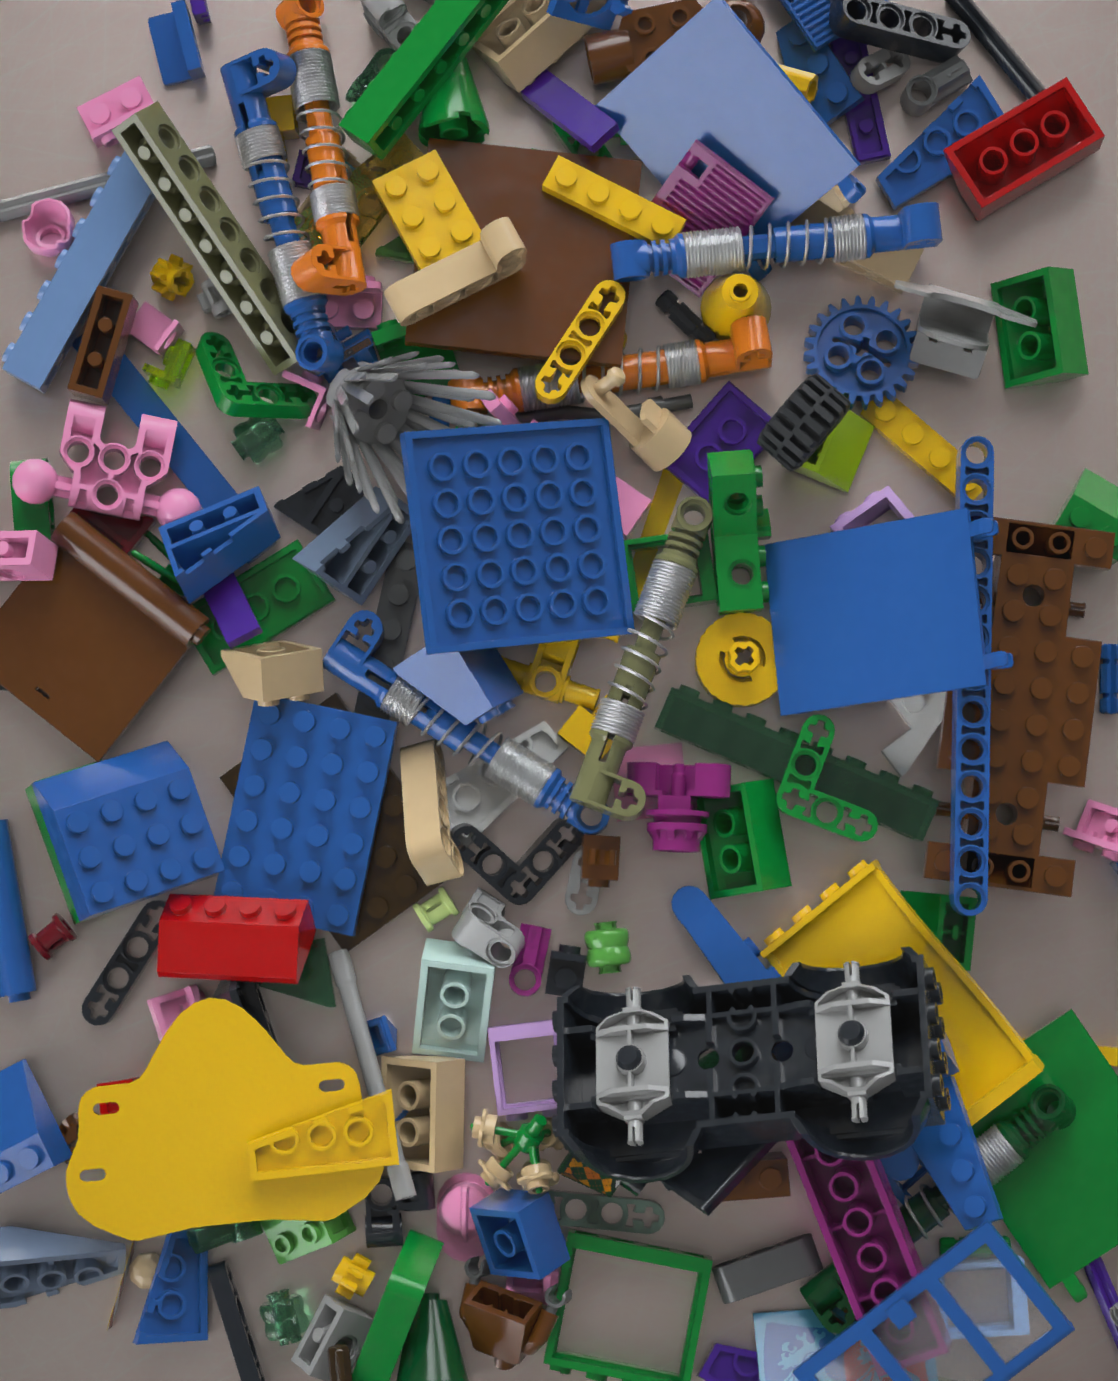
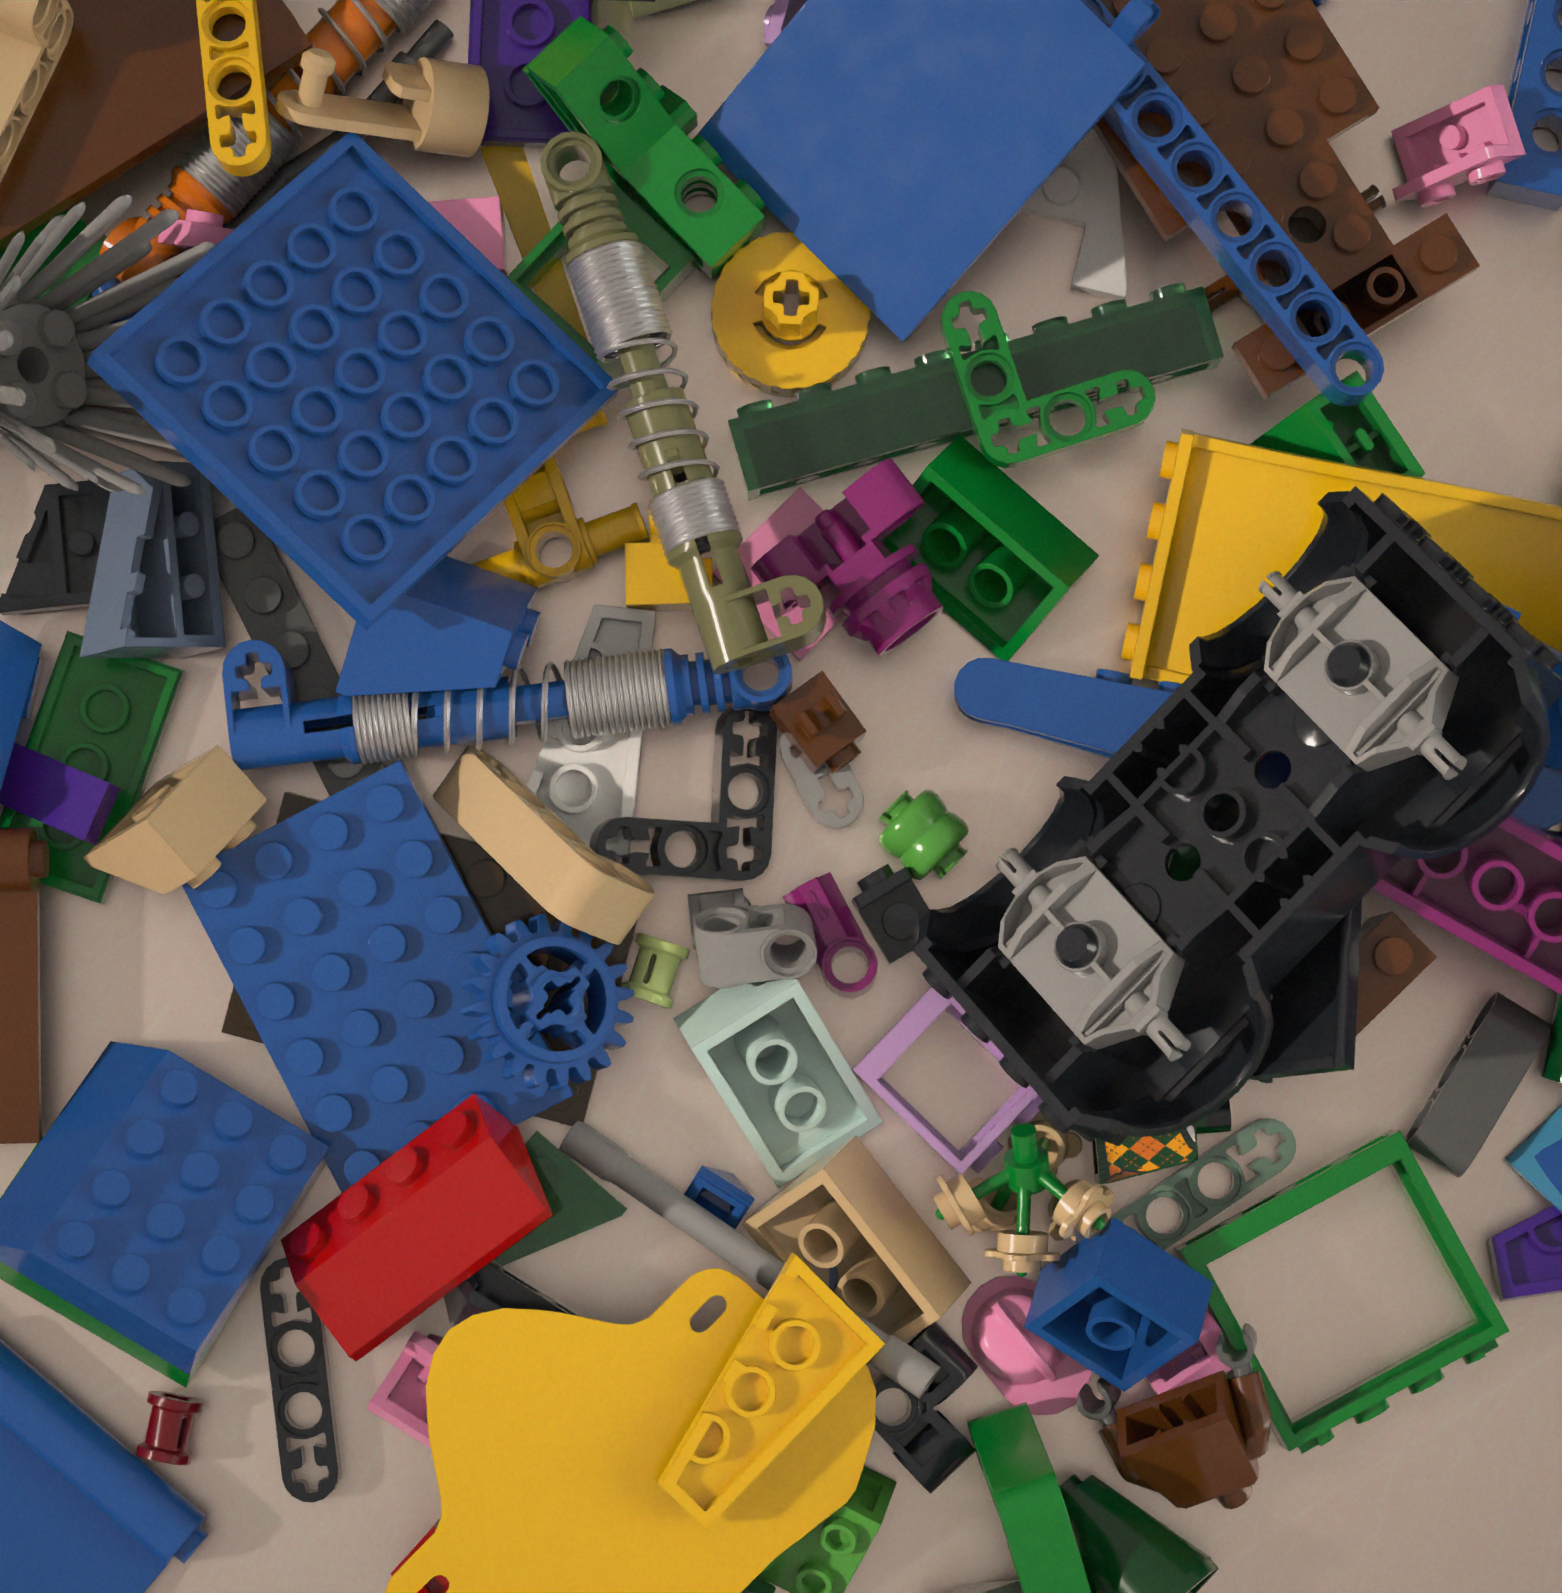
camera: 50 degrees left, 0 degrees up
(346, 885) = (530, 986): none -> blue gear
(353, 1276) = (943, 1546): yellow gear -> none

